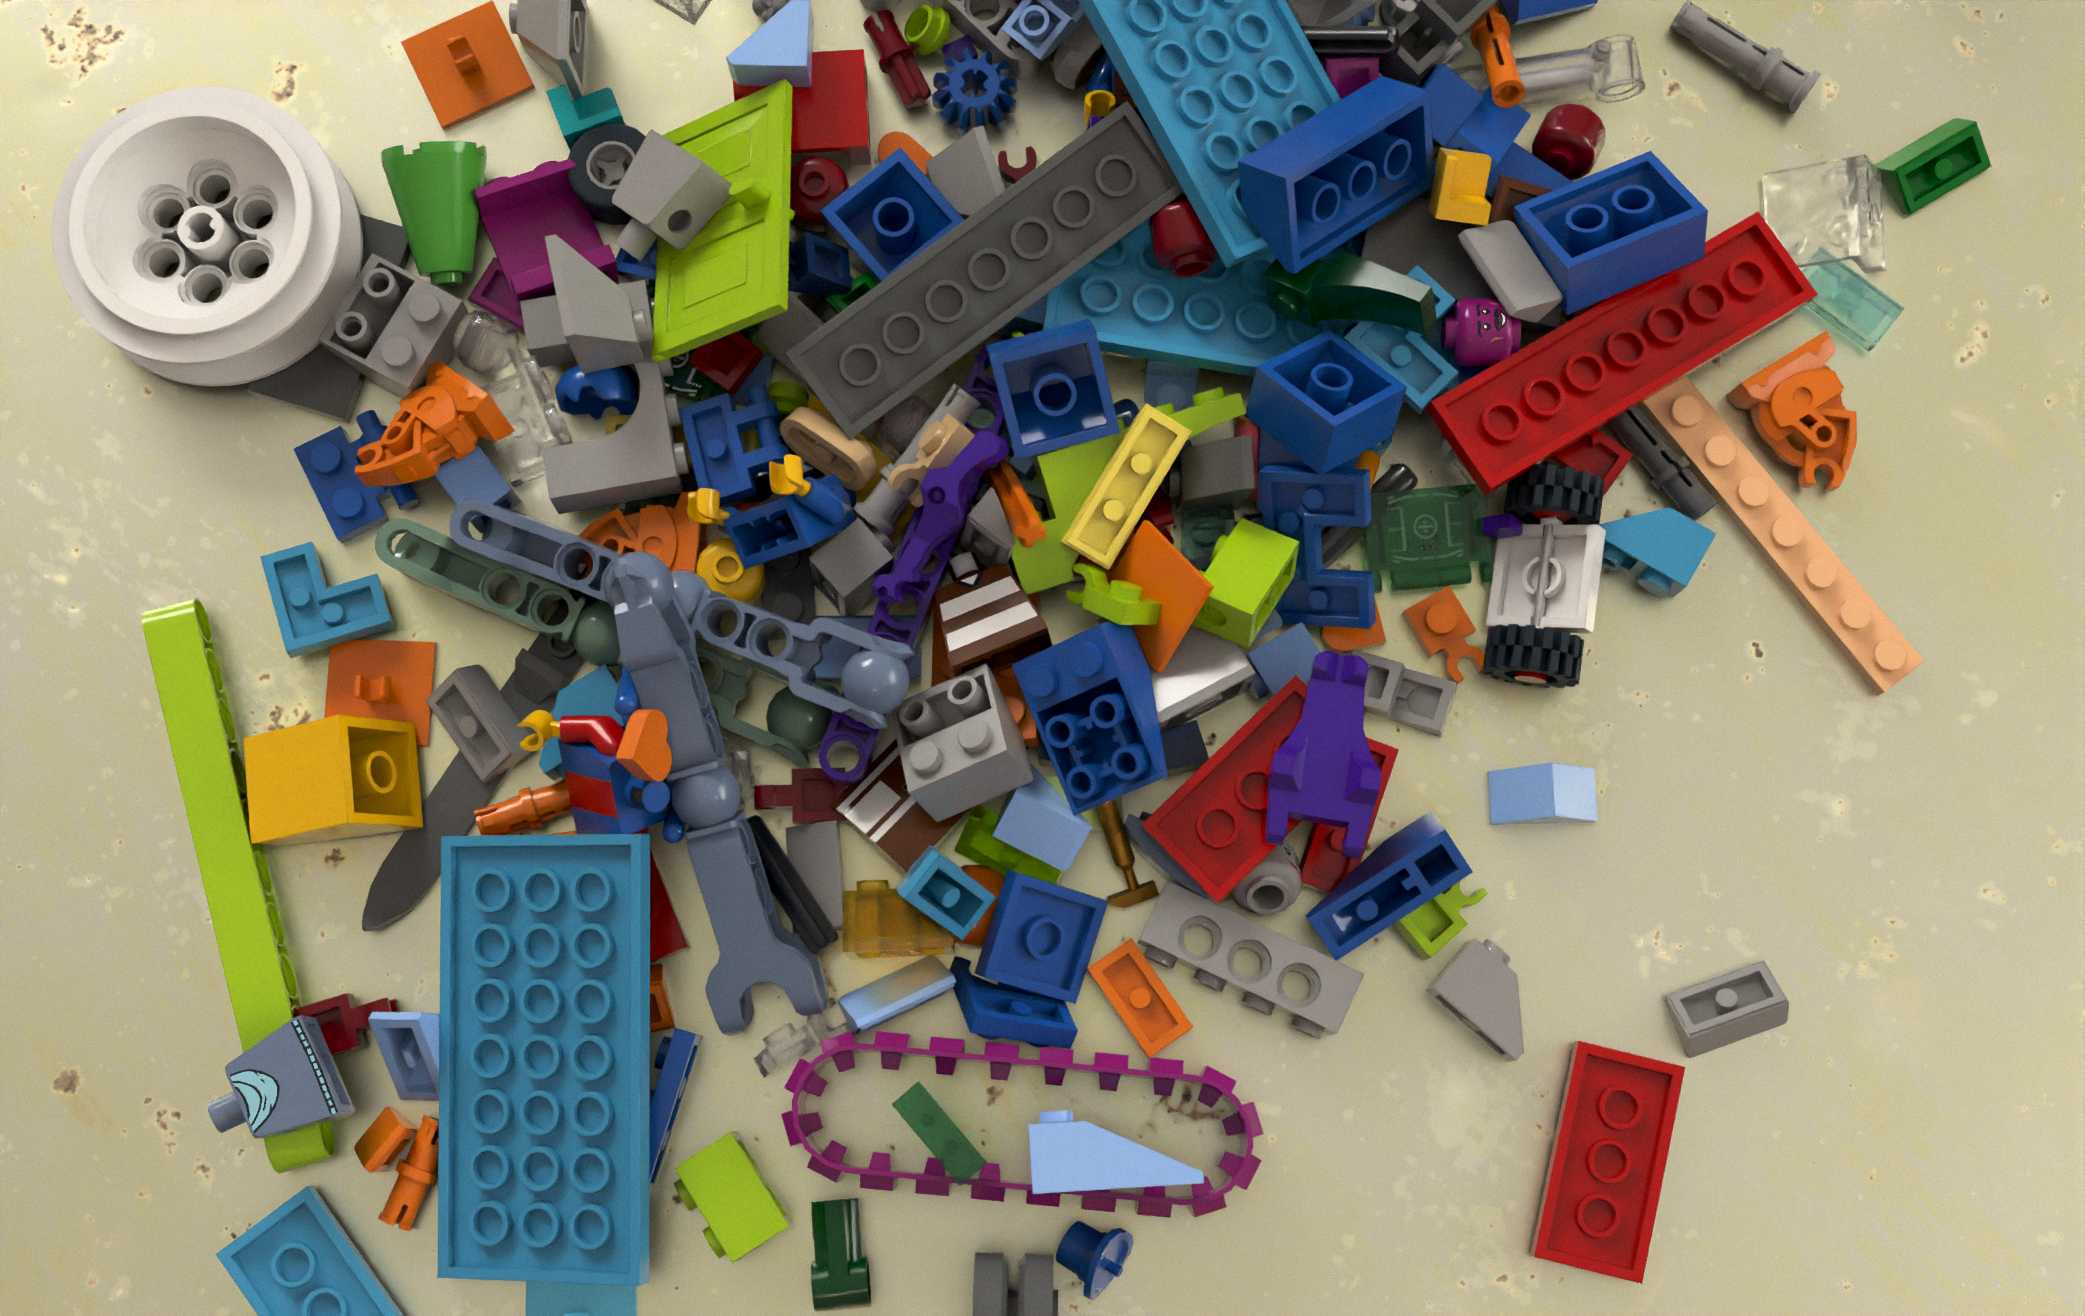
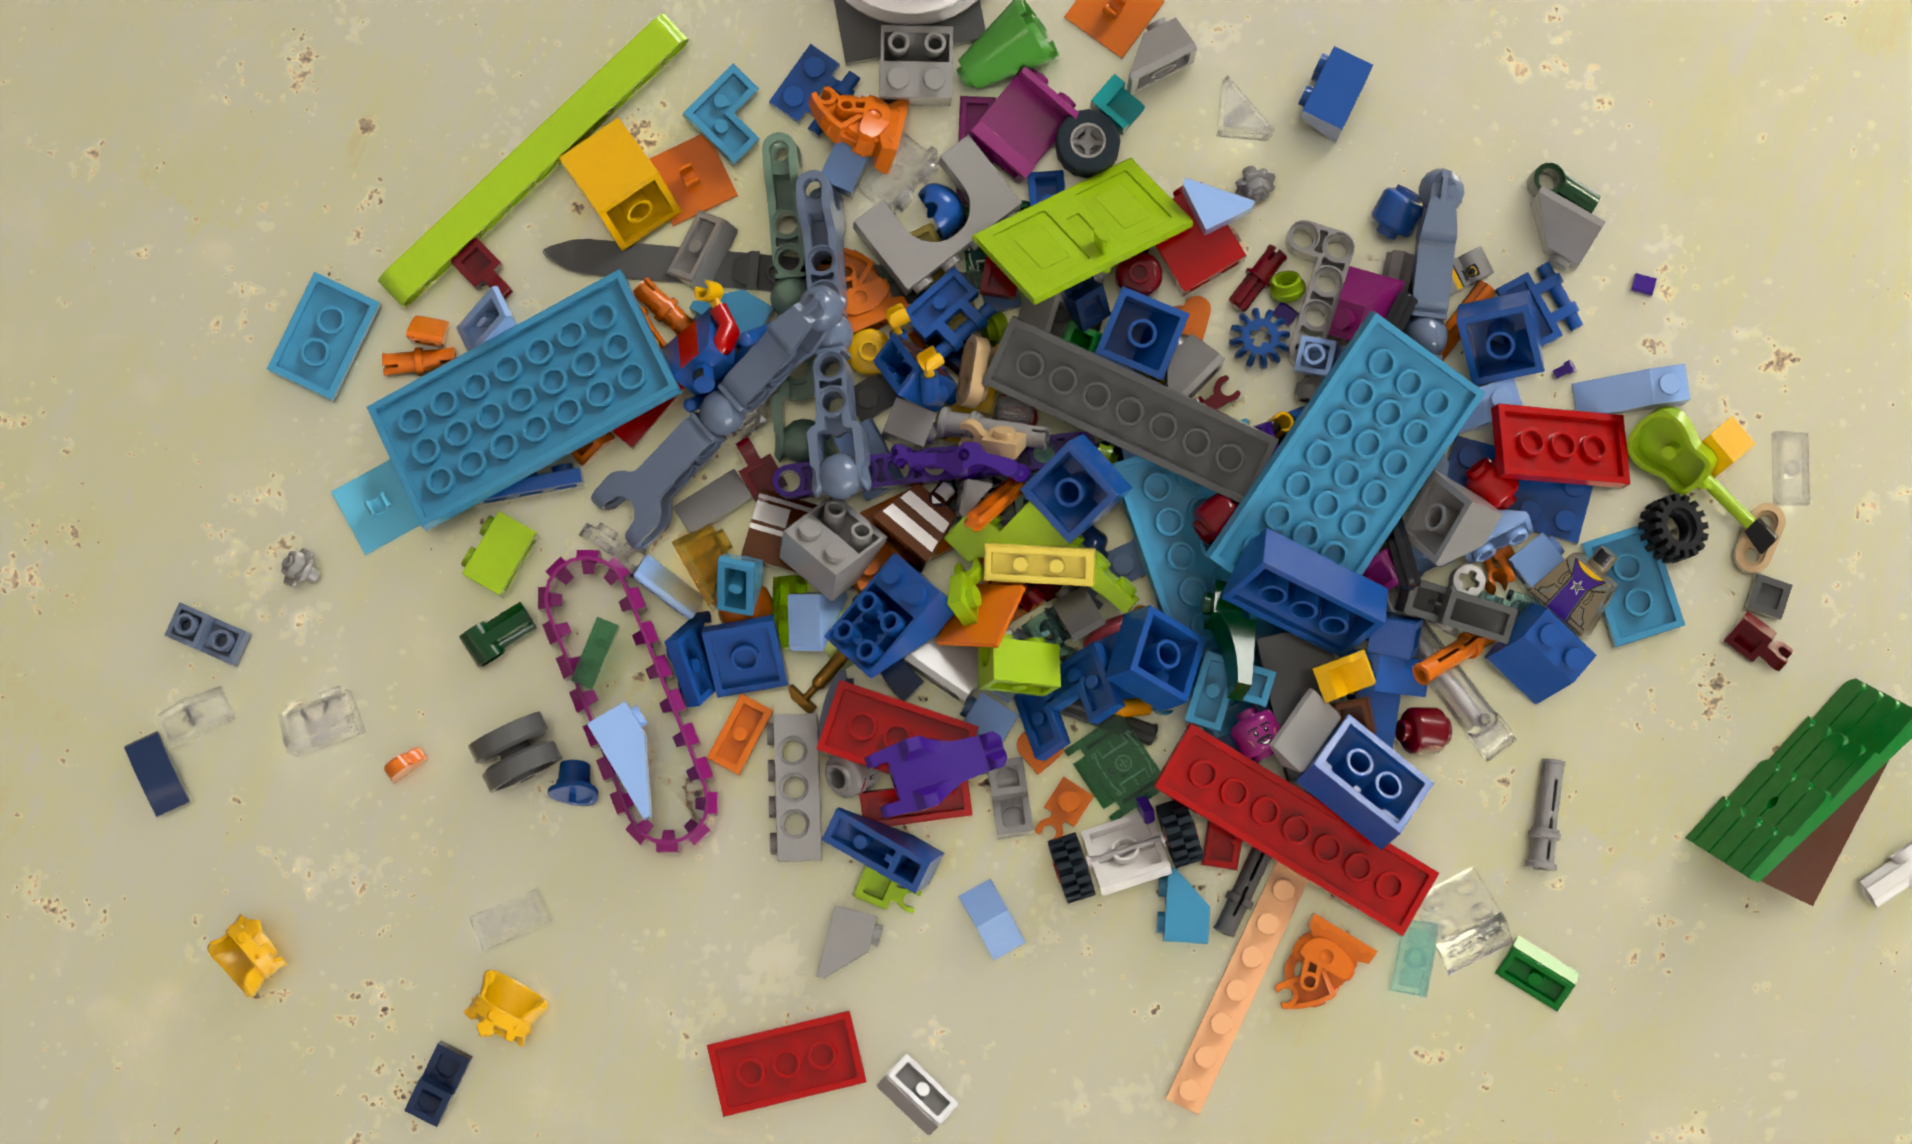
camera: 65 degrees right, 5 degrees up
(283, 1084) = (429, 258): sand blue torso -> none
(483, 342) = (937, 123): clear piece -> none
(594, 312) = (977, 188): light grey slope -> none
(645, 747) = (727, 363): orange tile -> none
(666, 196) = (1081, 187): light grey torso -> none
(792, 892) = (697, 491): black axle -> none

